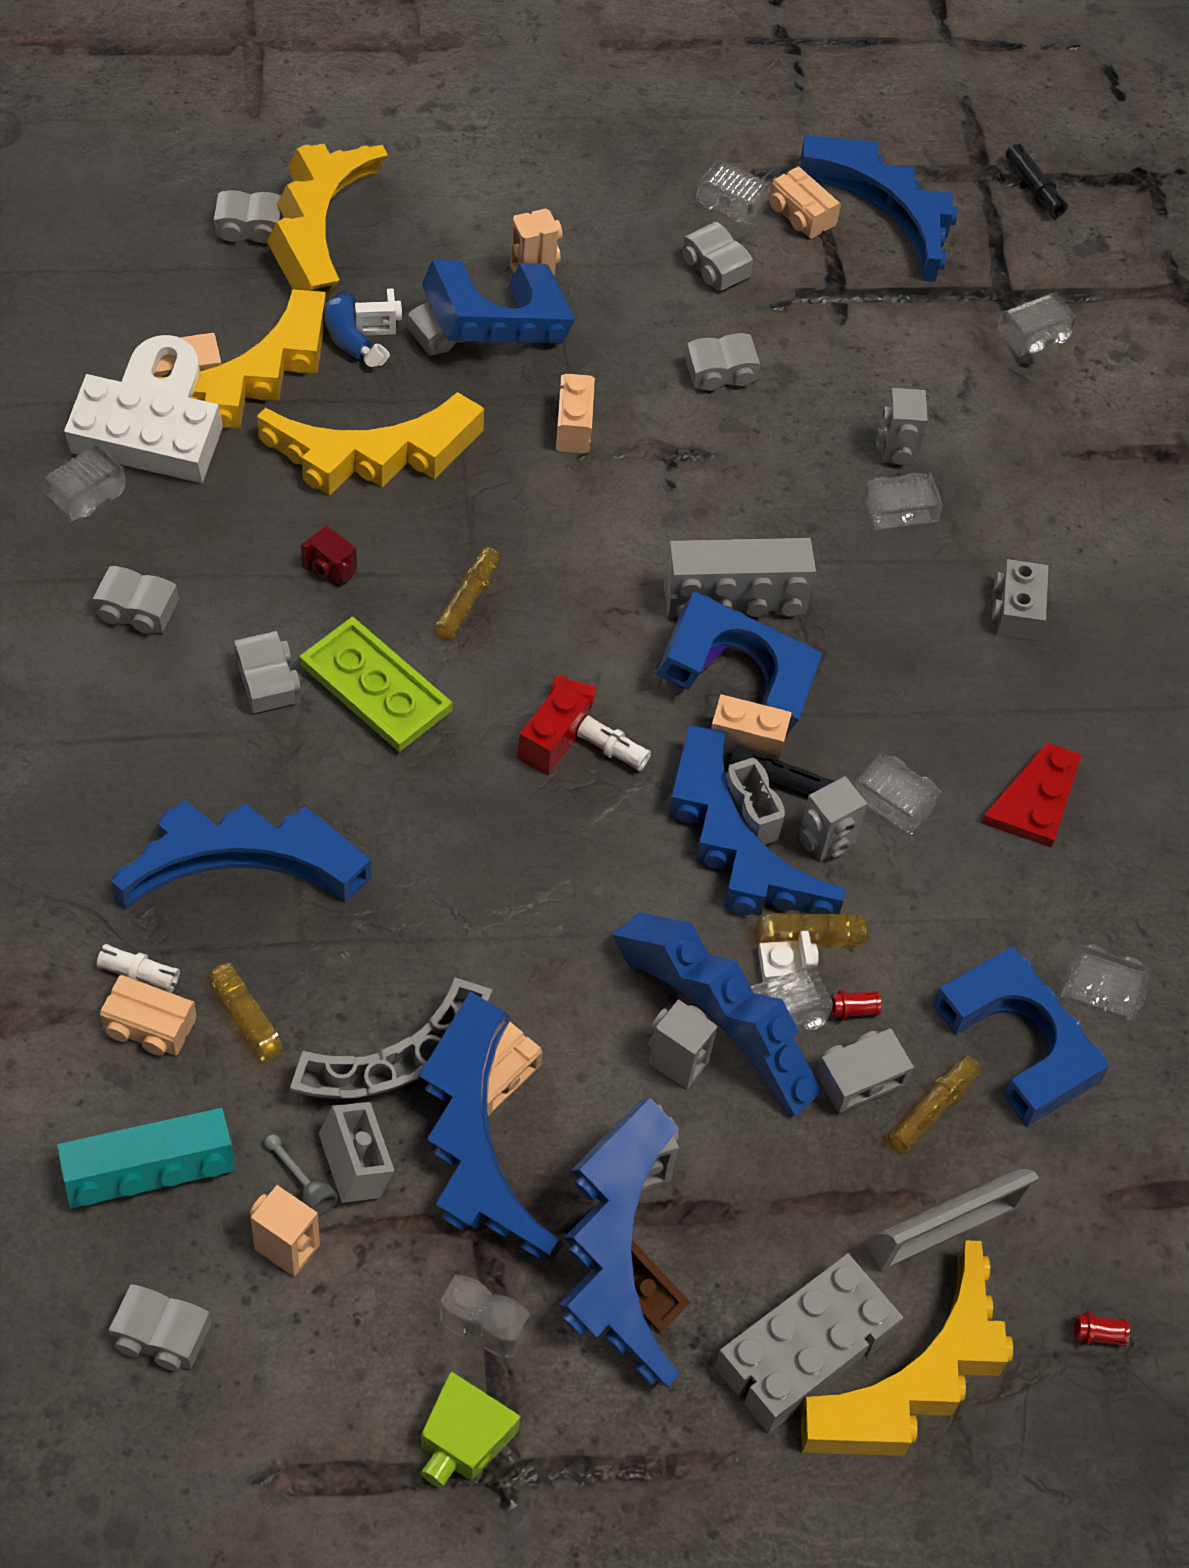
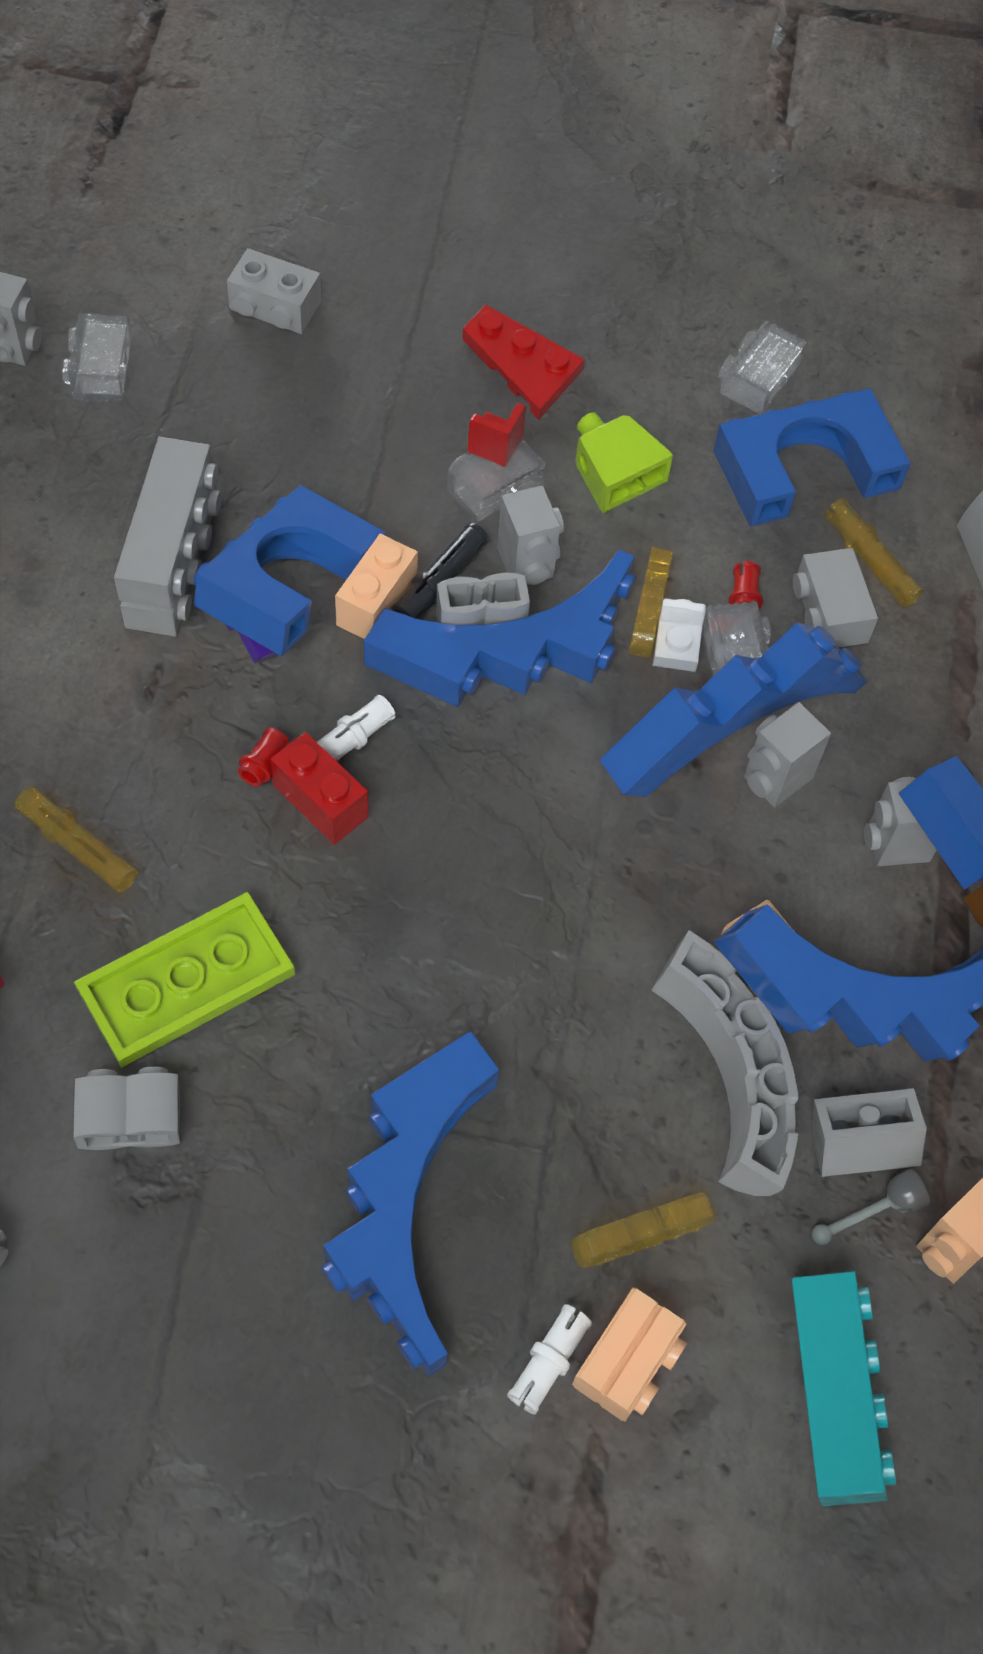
camera: 75 degrees left, 5 degrees up
(919, 773) = (496, 437): none -> red panel
(950, 881) = (619, 460): none -> lime torso

